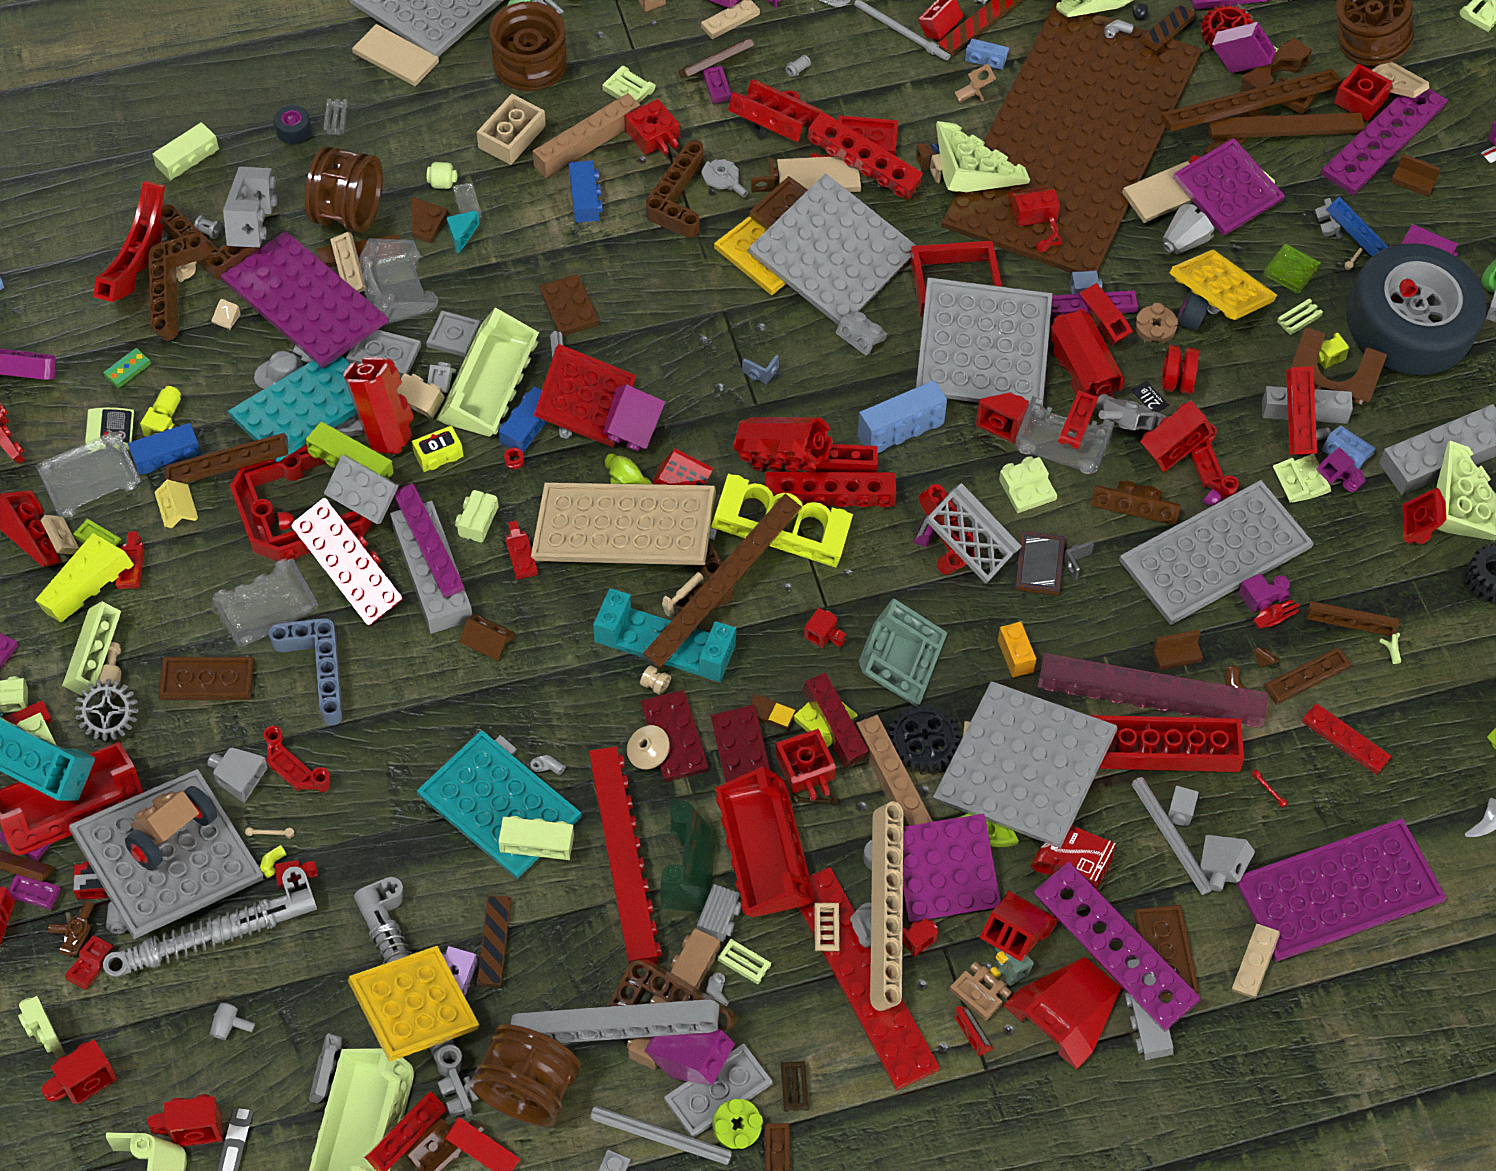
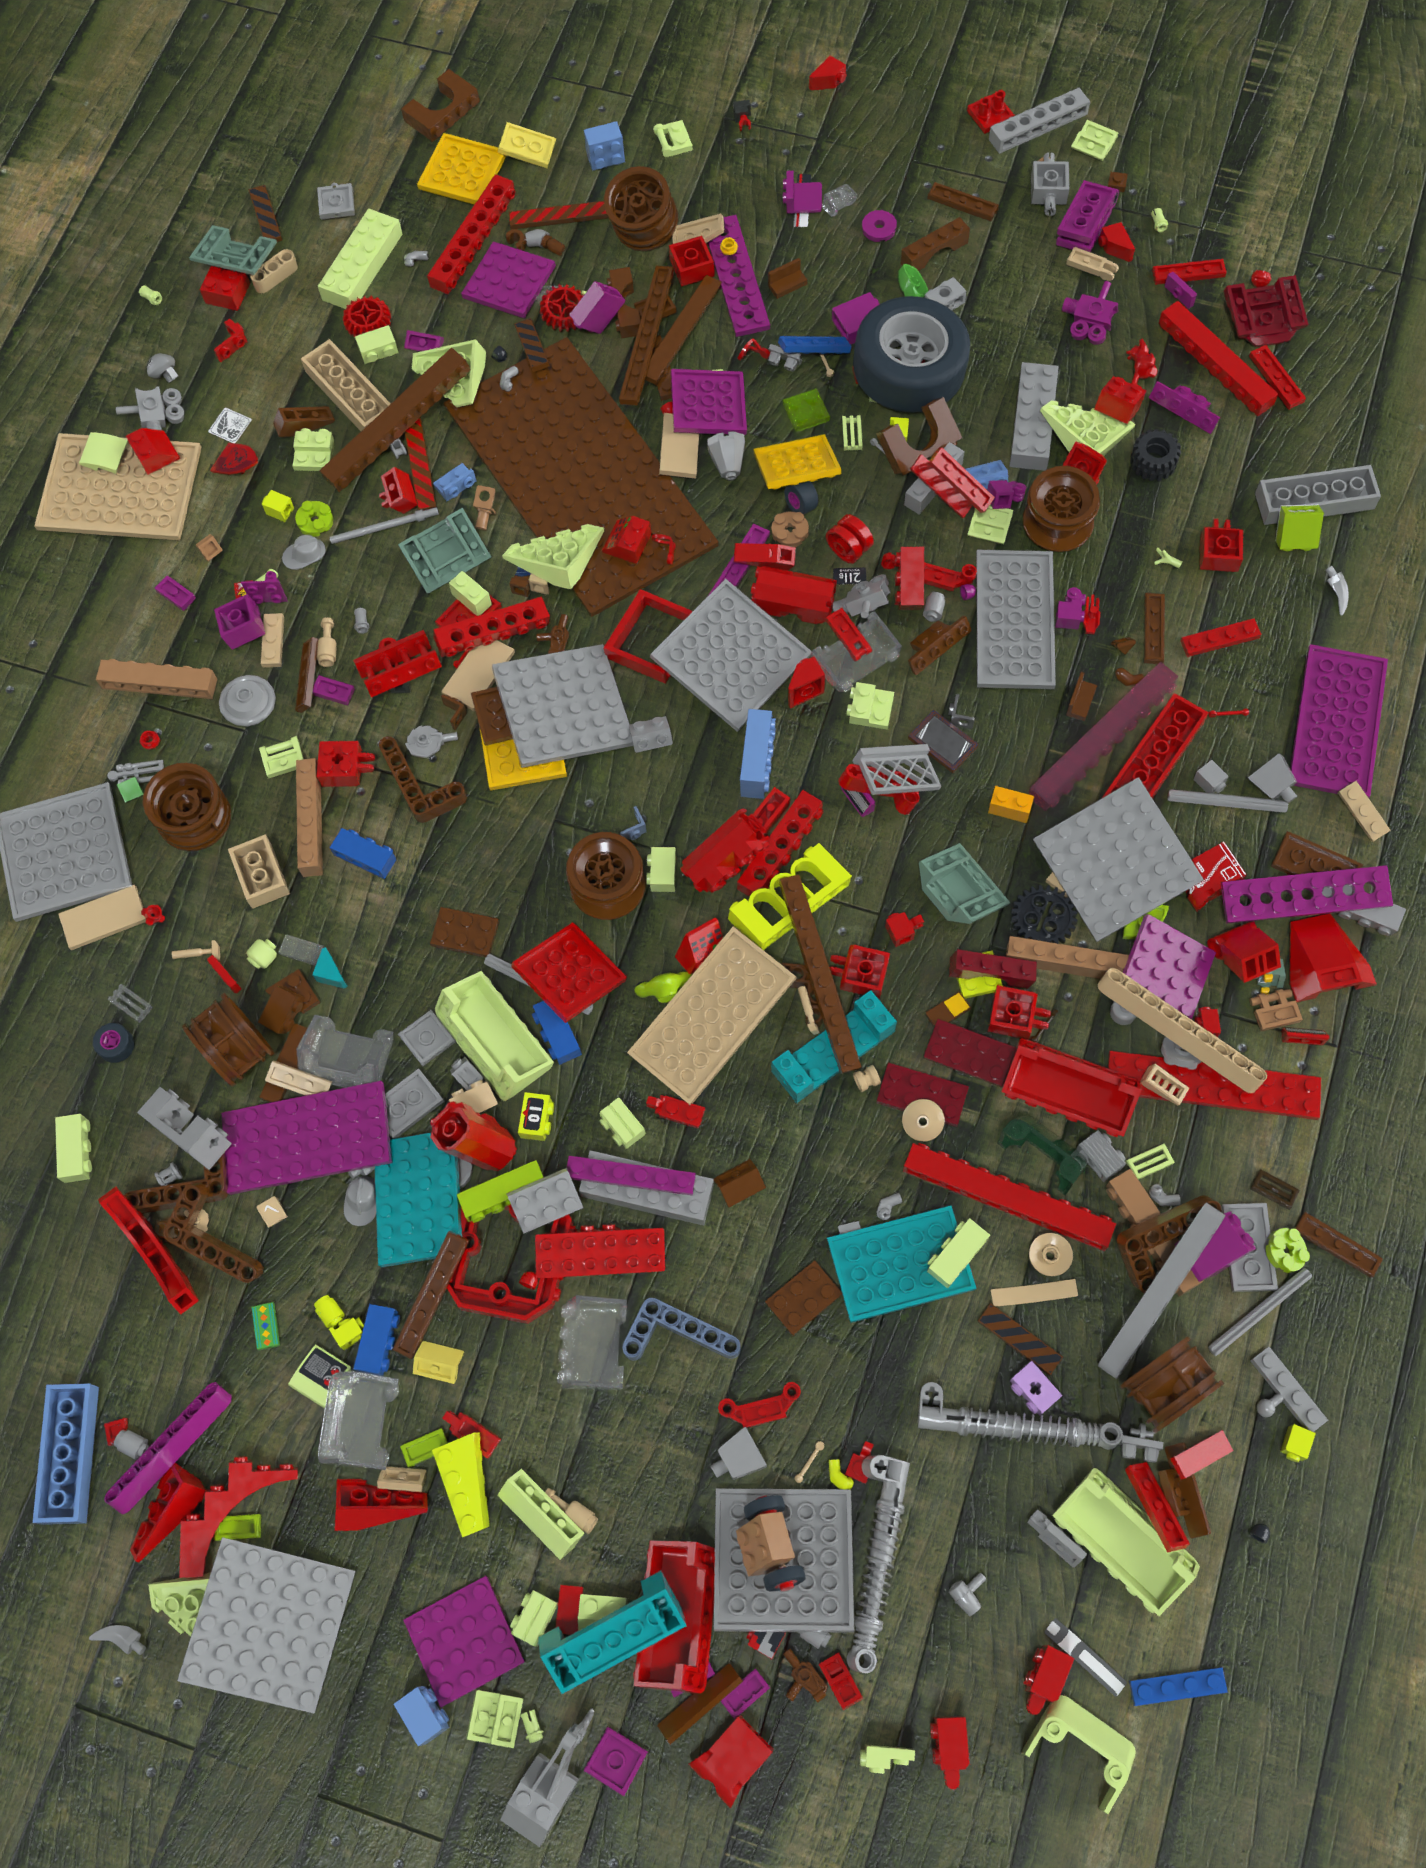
camera: 50 degrees left, 10 degrees up
(106, 720) = (600, 1548): light grey gear -> none
(206, 678) = (628, 1432): reddish brown tile -> none
(401, 215) = (281, 1010): none -> reddish brown brick
(405, 161) = (224, 974): none -> red tile
(413, 1003) = (1057, 1436): yellow plate -> none
(415, 745) = (803, 1298): none -> reddish brown plate
(422, 145) = (215, 950): none -> tan piece
(425, 81) = (152, 909): none -> red plate
(511, 452) = (581, 1068): red bush -> none
(546, 929) = (1034, 1293): none -> tan sticker
(591, 911) = (1052, 1244): none -> tan dish
(632, 417) = (617, 949): magenta slope -> none
(661, 34) = (247, 700): none -> light grey piece
(703, 358) = (595, 856): none -> reddish brown wheel
(730, 413) = (663, 869): none -> yellowish green brick
(754, 56) = (326, 645): none -> tan piece
(755, 619) = (857, 960): none -> red hinge
(882, 120) = (470, 593): none -> yellowish green brick
(898, 210) = (558, 636): none -> reddish brown piece
(910, 83) = (444, 551): none -> sand green slope
(1083, 280) = (722, 553): sand blue brick -> none
(1171, 478) = (934, 606): none -> light grey brick
(1319, 191) = (762, 351): none -> red piece
(1352, 618) = (1130, 569): reddish brown tile -> none
(1372, 513) = (1073, 503): none -> reddish brown wheel
(1404, 110) = (728, 246): none -> yellow plate
(1407, 287) = (906, 344): red hinge -> none
(1442, 682) = (1221, 547): none -> red hinge

